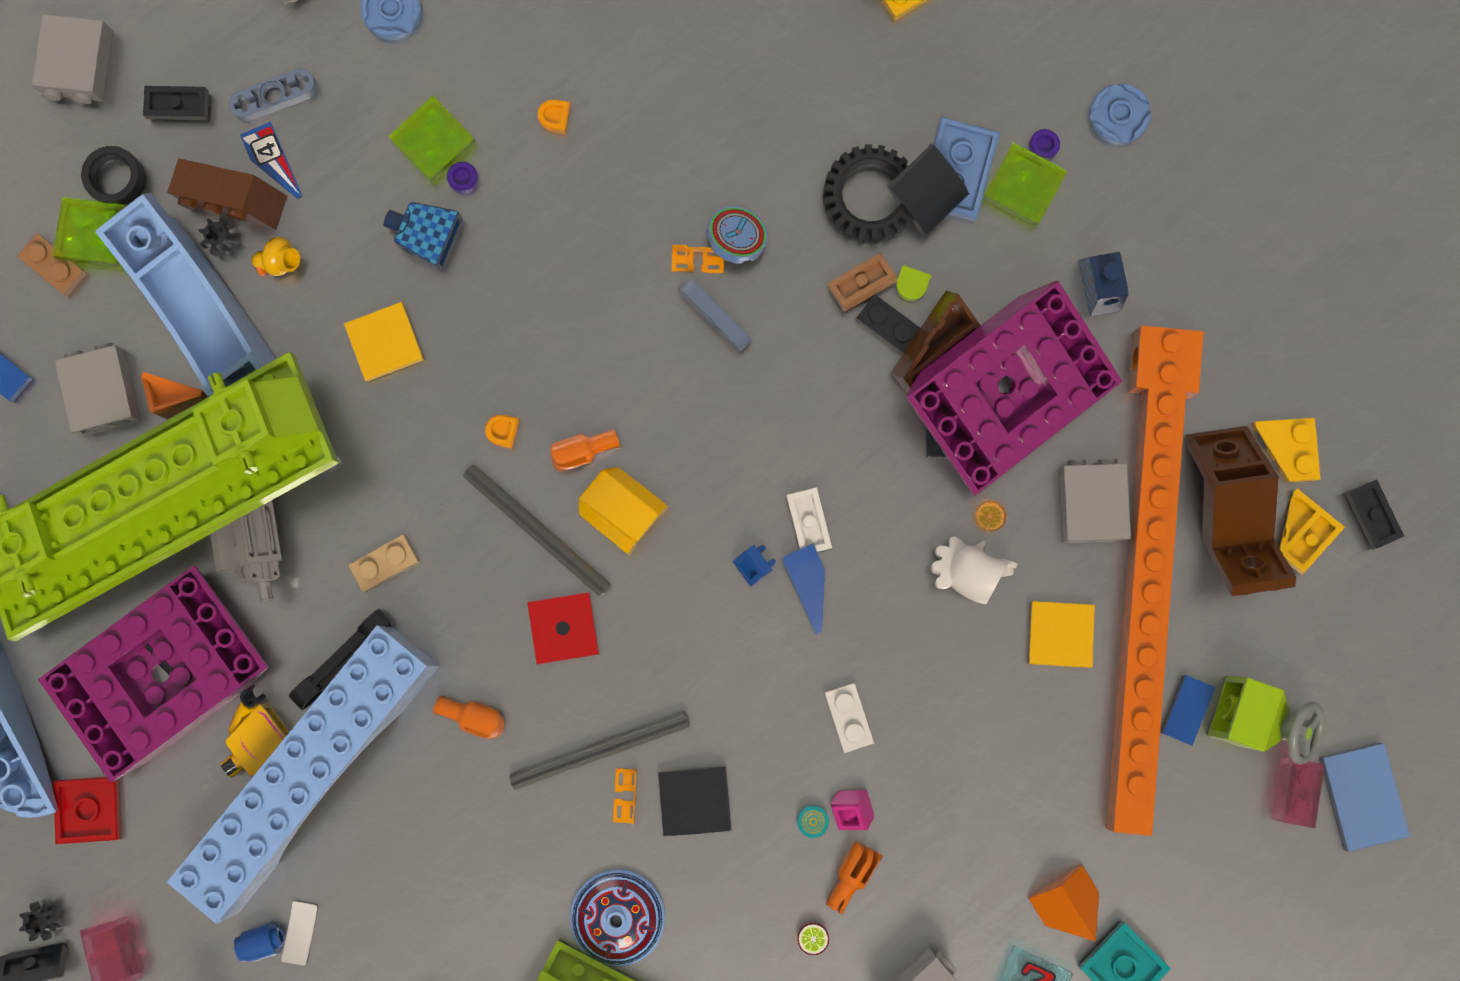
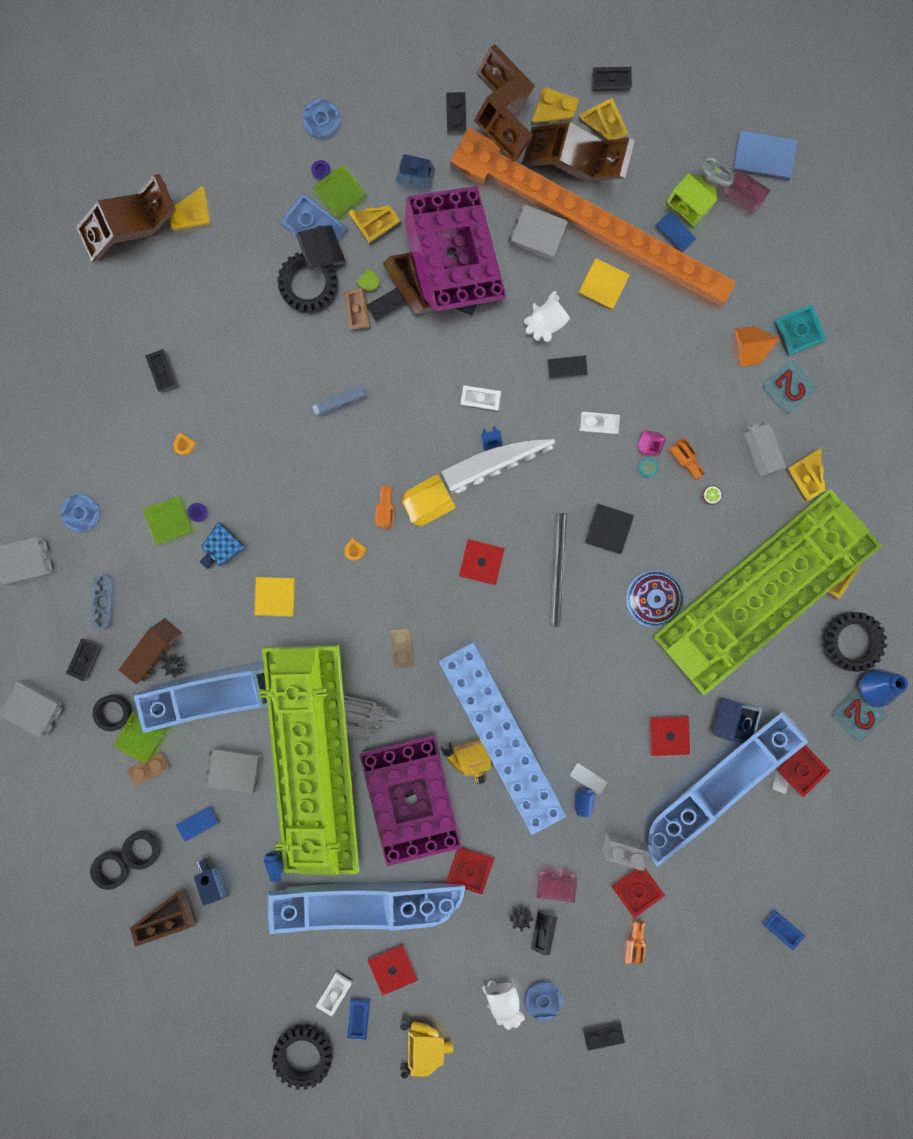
camera: 70 degrees left, 5 degrees up
(169, 397) = (256, 729): orange slope -> none
(268, 155) = (135, 619): sticker -> none
(276, 258) = (200, 638): yellow animal -> none
(311, 687) = (446, 694): black piece -> none
(471, 717) = (509, 633): orange arm -> none
(536, 530) = (419, 554): dark grey axle -> none
(627, 786) = (595, 568): light orange piece -> none
(649, 38) = (161, 370): none -> black plate
(688, 259) = (300, 403): light orange piece -> none
(716, 577) = (491, 462): none -> white wedge
(736, 234) = (298, 368): tile -> none
(808, 578) = (512, 412): blue sticker -> none
(912, 633) = (567, 367): none -> black tile
(990, 516) = (520, 294): clear orange tile -> none
(1003, 255) = (375, 221): none -> yellow wing
(1218, 305) = (456, 112): none -> black plate
(1257, 365) = (509, 96): none -> reddish brown bracket

